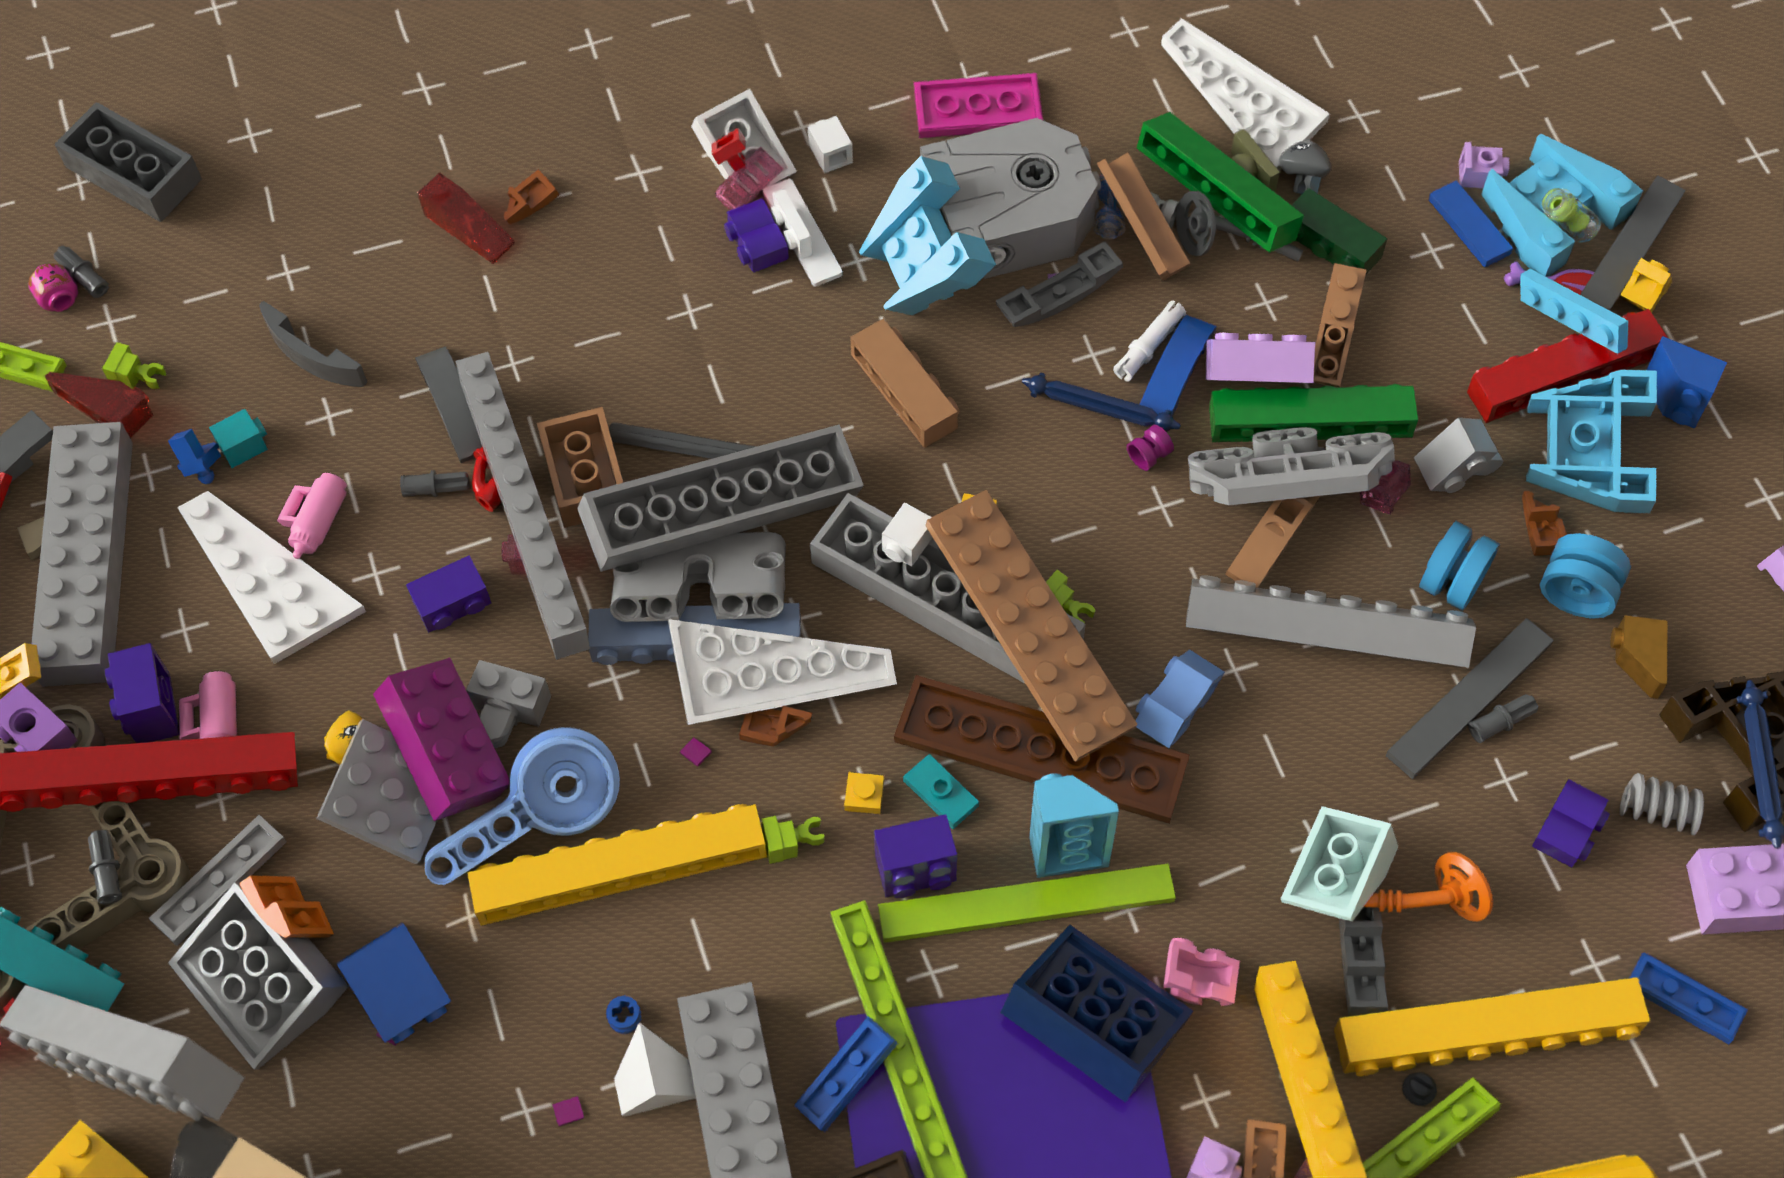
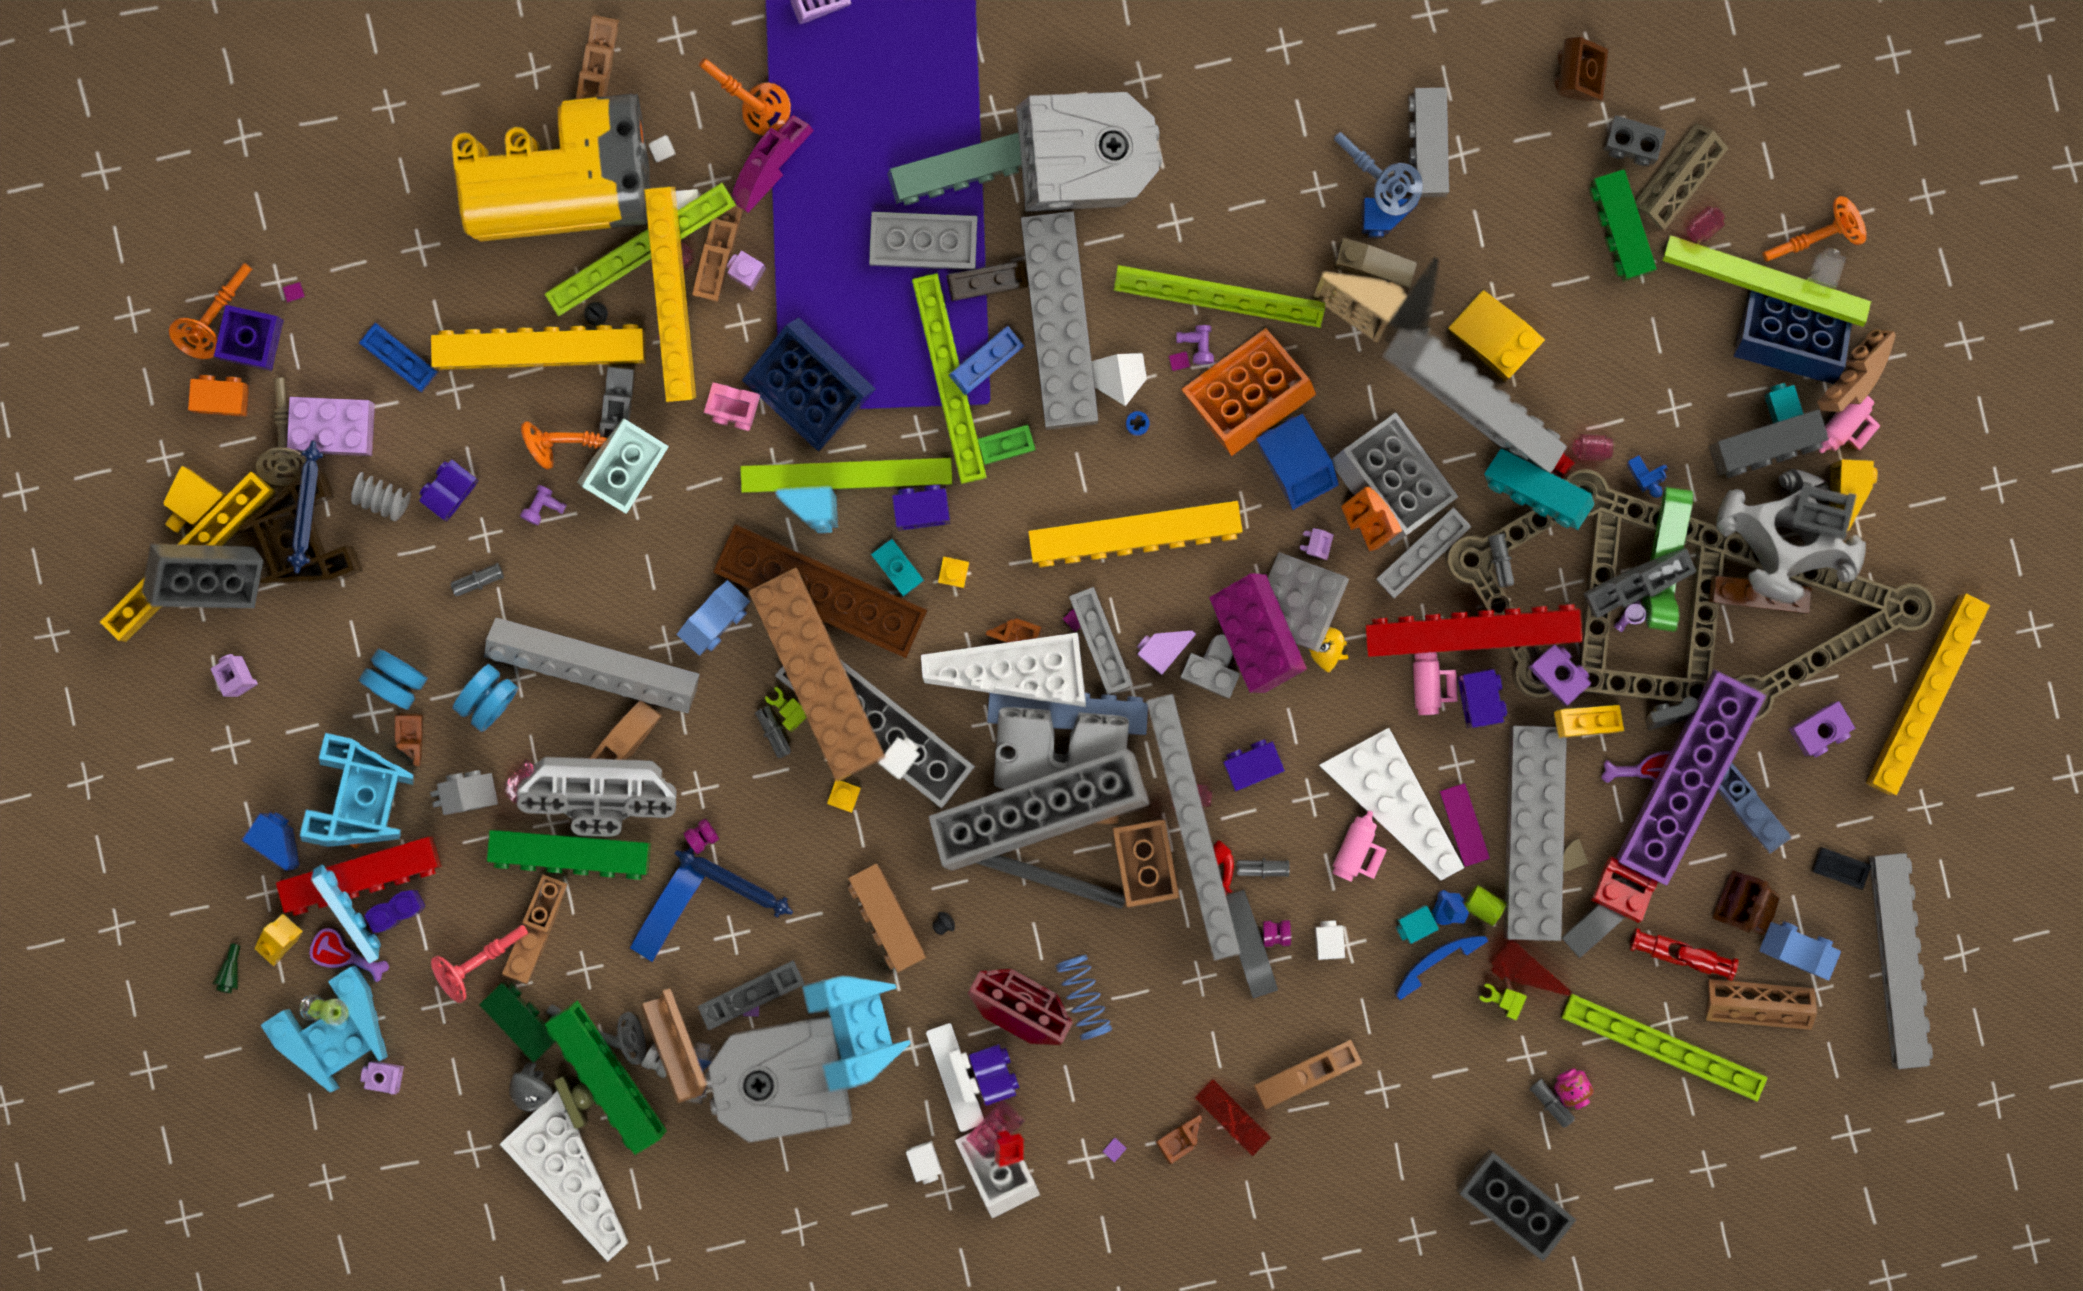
camera: 175 degrees left, 25 degrees up
(151, 466) = (1485, 905): none -> lime piece
(176, 558) = (1464, 825): none -> magenta tile
(216, 406) = (1410, 981): none -> blue slope
(335, 368) = (1387, 1025): dark grey slope -> none
(349, 409) = (1329, 940): none -> white brick
(362, 876) = (1319, 543): none -> lavender tile
(374, 263) = (1307, 1074): none -> medium nougat slope
(422, 410) = (1270, 933): none -> magenta wheel
(465, 1073) = (1249, 391): none -> orange slope
(536, 1146) = (1203, 356): none -> medium lavender piece
(537, 801) = (1177, 593): light blue beam -> none
(575, 710) = (1163, 648): none -> lavender slope
(607, 183) = (1114, 1149): none -> medium lavender window
(638, 295) = (1096, 1032): none -> medium blue piece
(658, 725) = (1100, 640): none -> light grey plate
(725, 304) = (1020, 1006): none -> dark red wedge
(782, 837) = (1015, 539): lime piece -> none
(807, 964) = (1006, 444): none -> bright green plate
(833, 385) = (943, 923): none -> black piece
(975, 104) = (794, 1194): dark pink tile -> none
(1078, 574) = (773, 732): none -> dark grey axle
(1143, 348) = (686, 937): white pin -> none
(1260, 358) = (604, 895): lavender brick -> none
(1423, 268) = (451, 977): none -> coral dish
(1449, 805) = (541, 498): none -> medium lavender piece
(1469, 698) = (497, 600): dark grey tile -> none
(1470, 224) = (404, 1024): blue tile -> none
(1512, 330) = (400, 907): none -> dark purple brick
(1633, 242) = (281, 981): dark grey tile -> none
(1642, 652) = (362, 619): pearl gold slope -> none
(1696, 245) = (227, 976): none -> dark green cone

